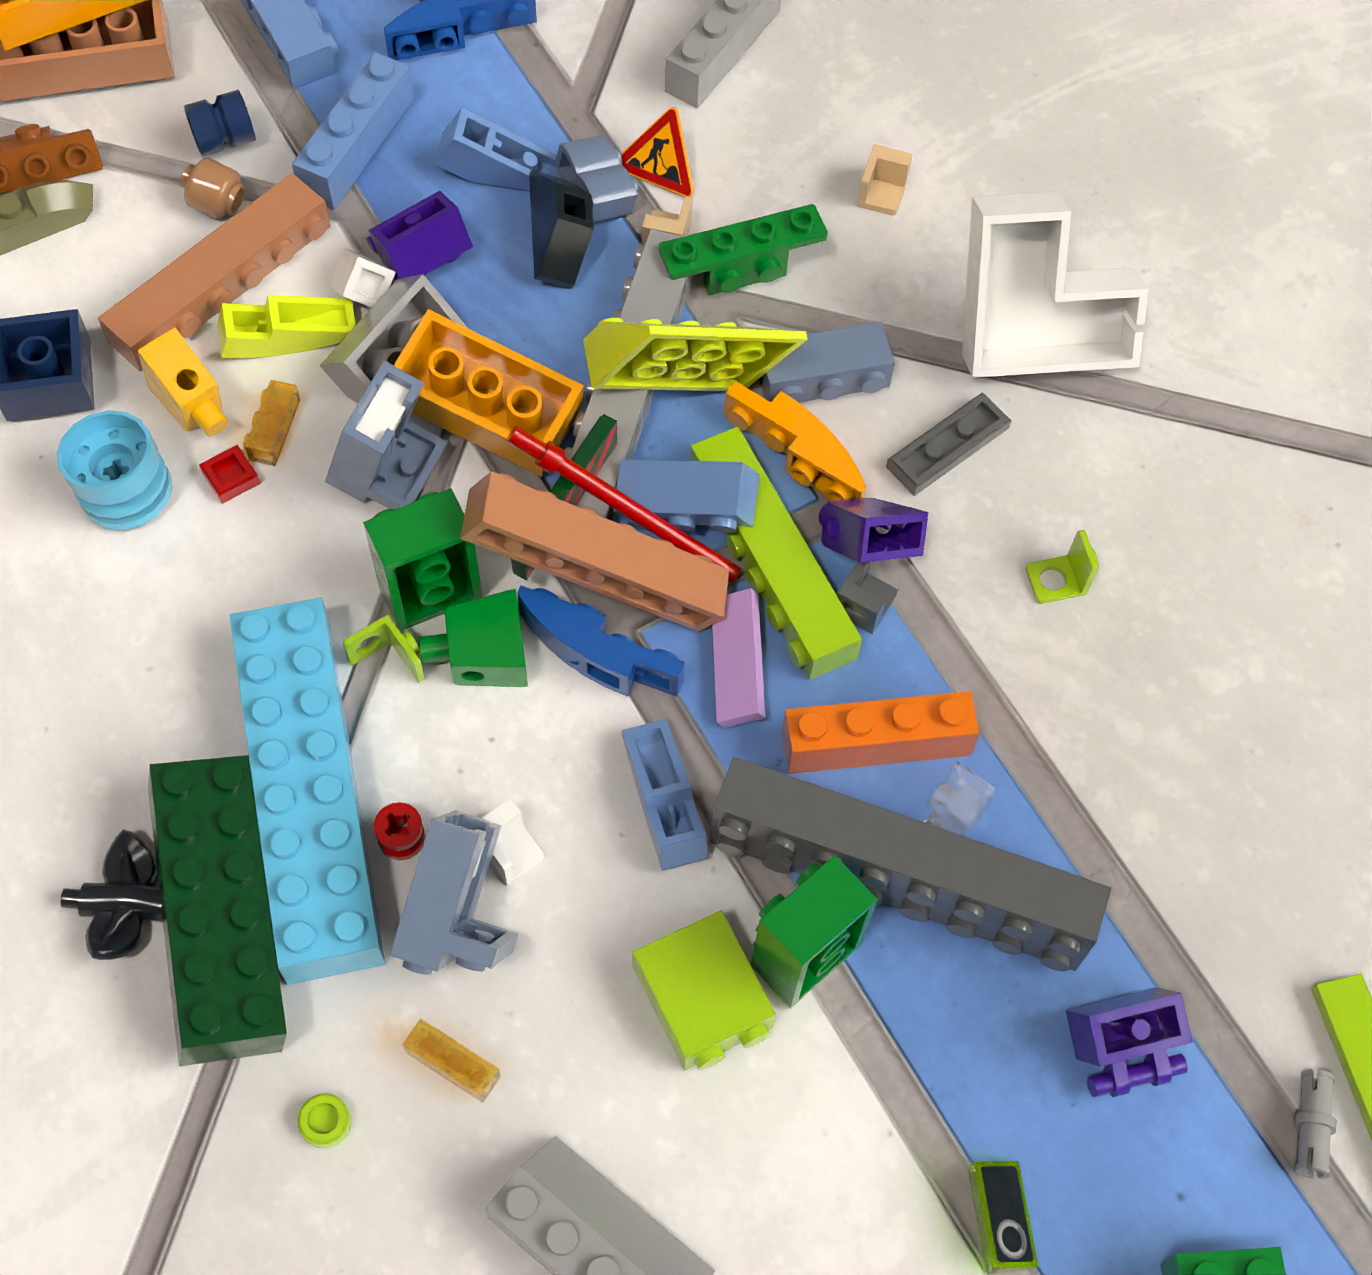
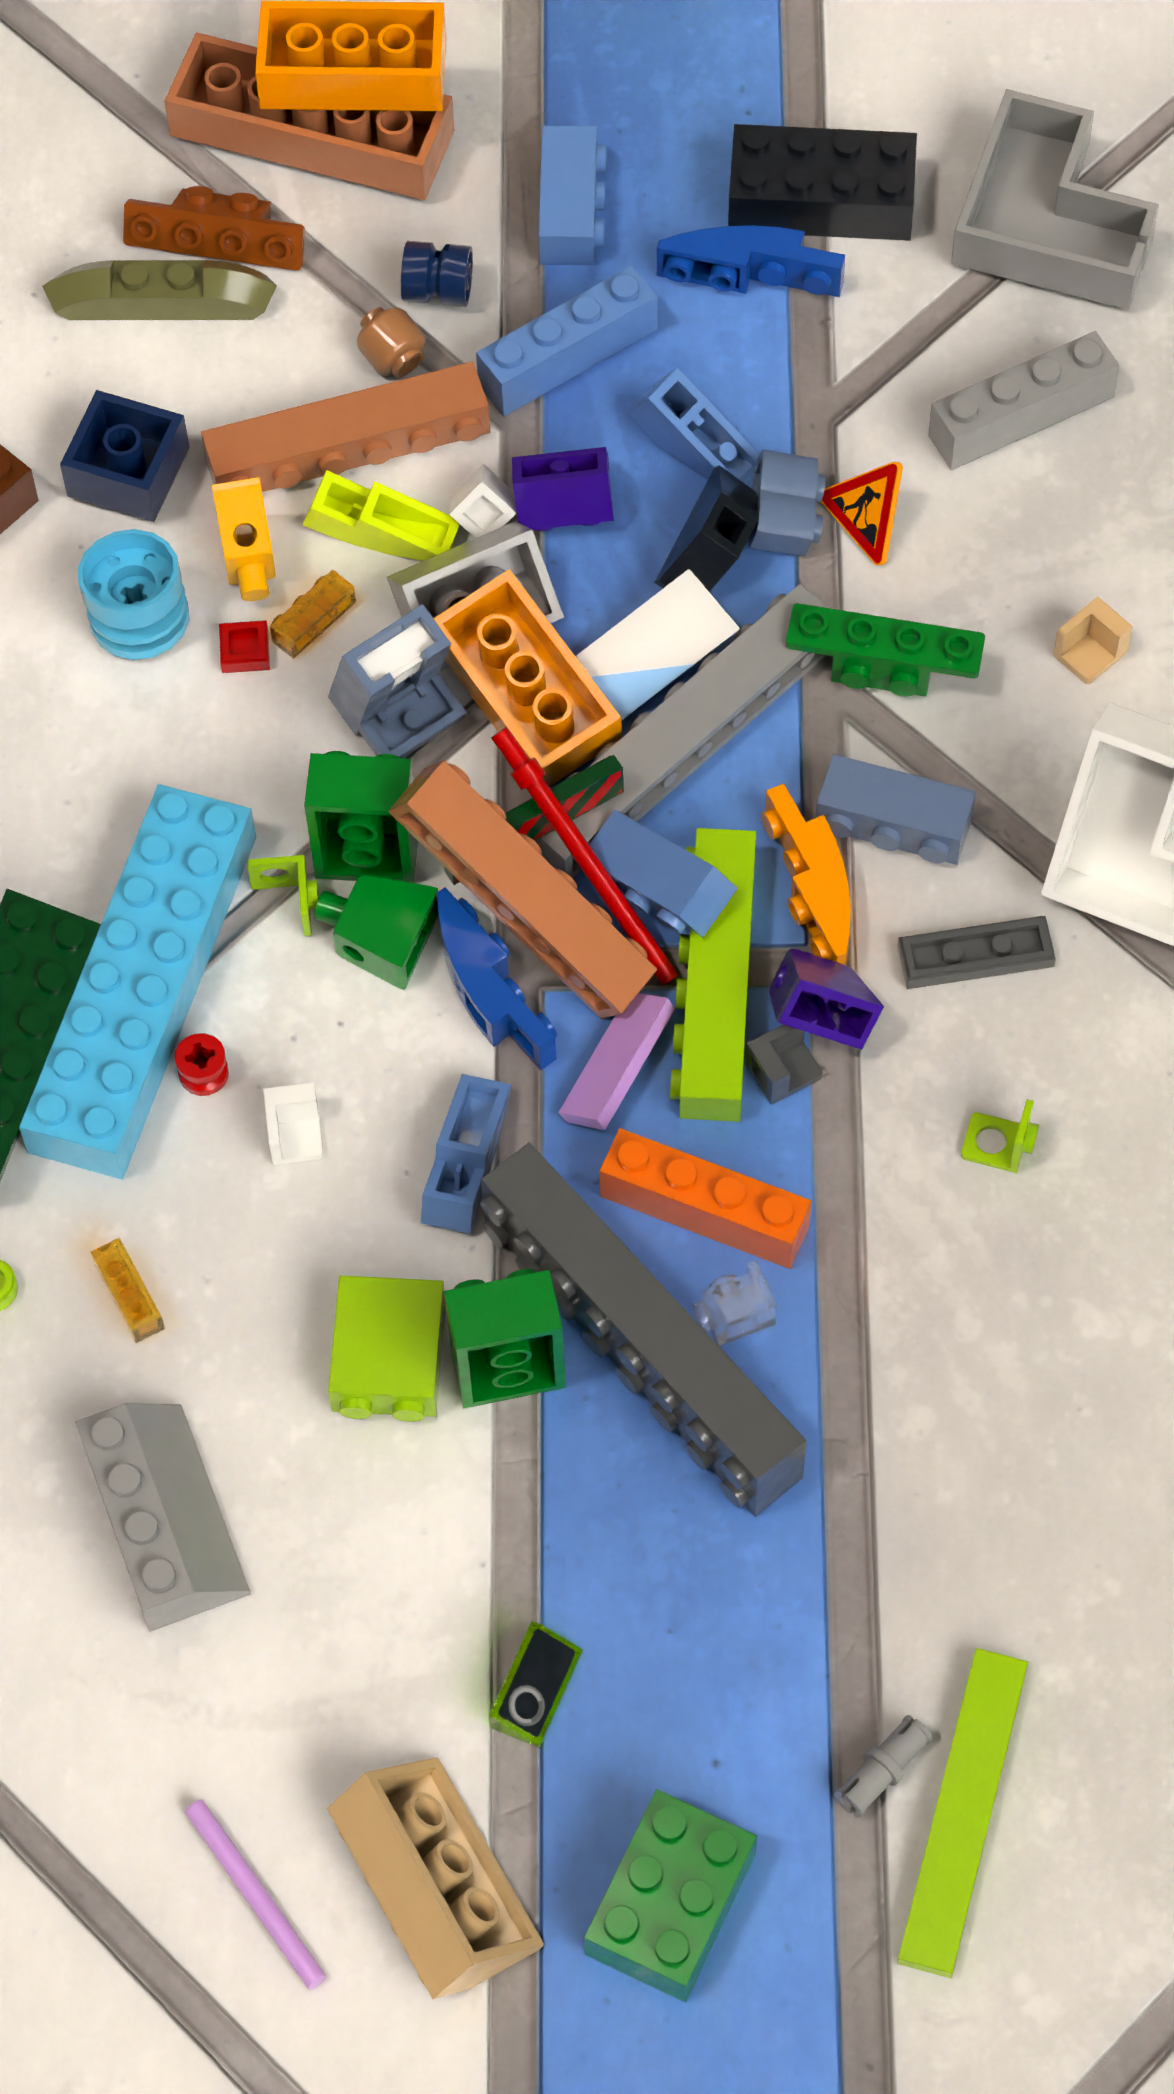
camera: 35 degrees right, 0 degrees up
(443, 899) = (199, 1138): sand blue brick -> none
(565, 313) = (657, 643): none -> sticker
(669, 222) = (832, 585): tan panel -> none
(683, 354) = (737, 730): neon yellow slope -> none
(1130, 1028) = (756, 1584): dark purple brick -> none

